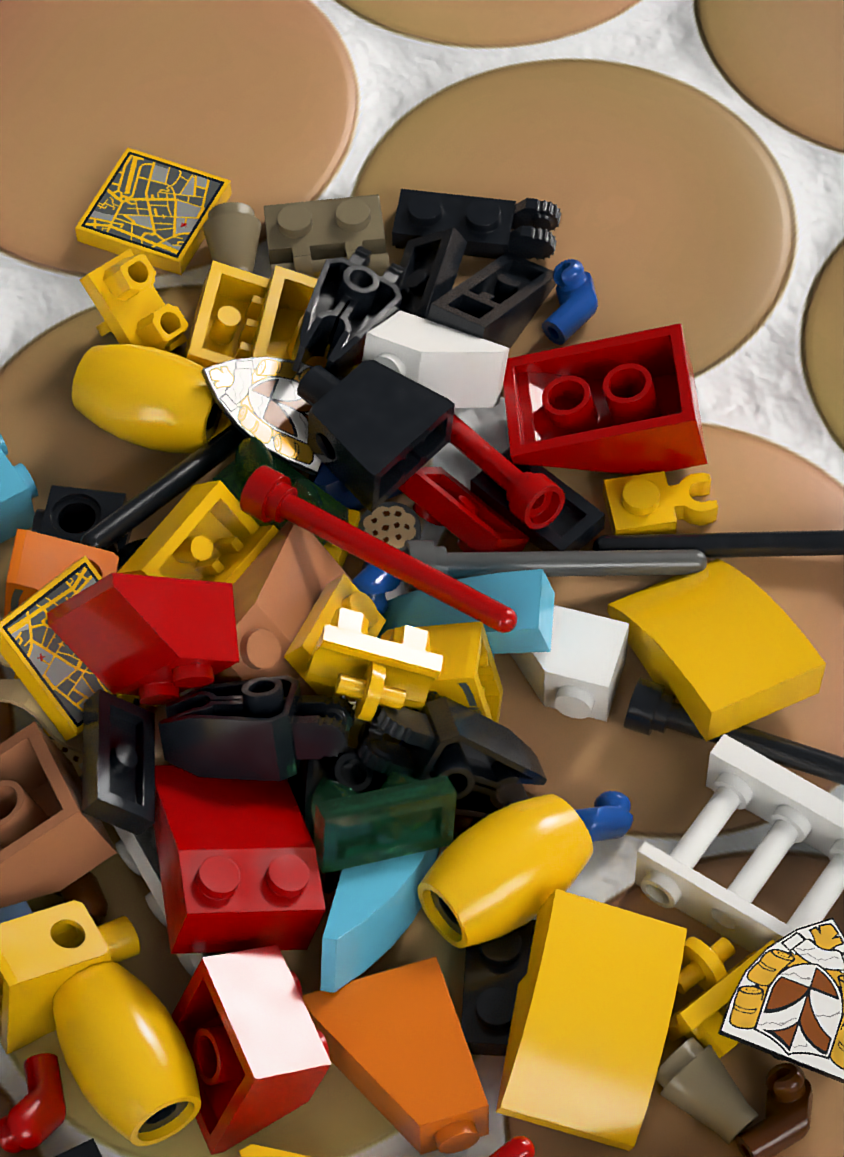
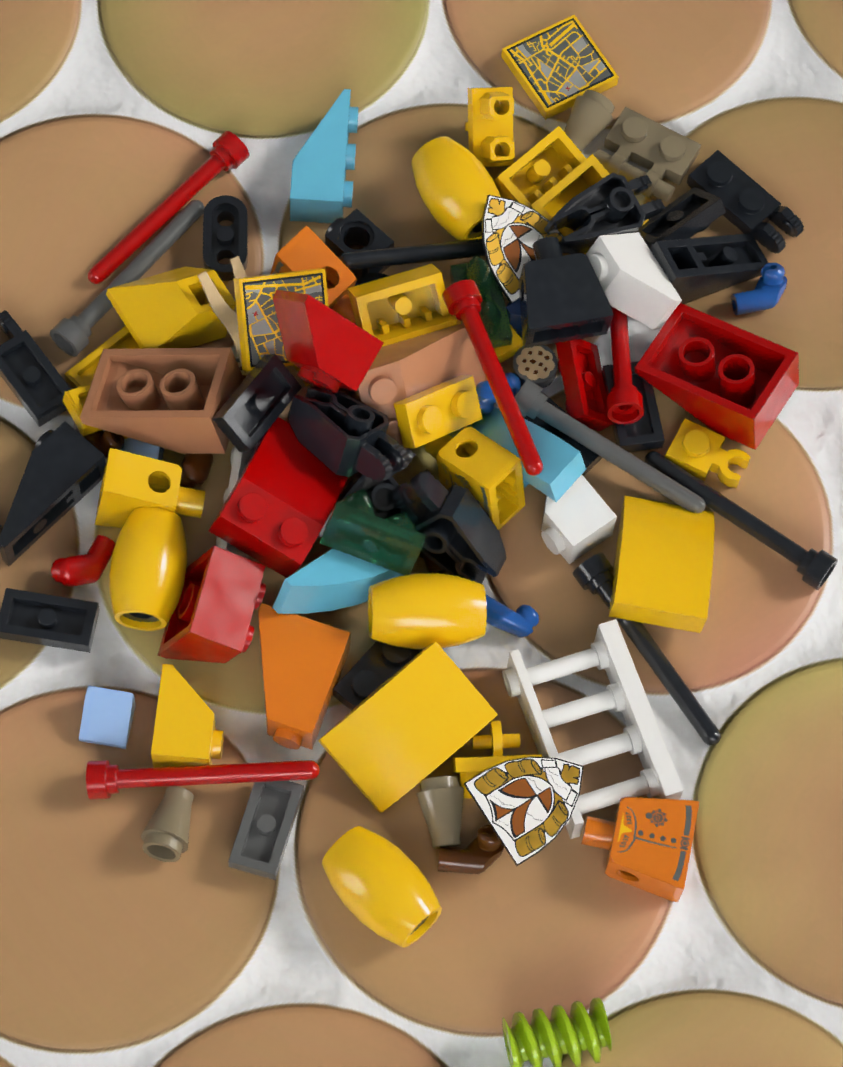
camera: 30 degrees right, 10 degrees up
(372, 668) = (432, 447): yellow hips -> none

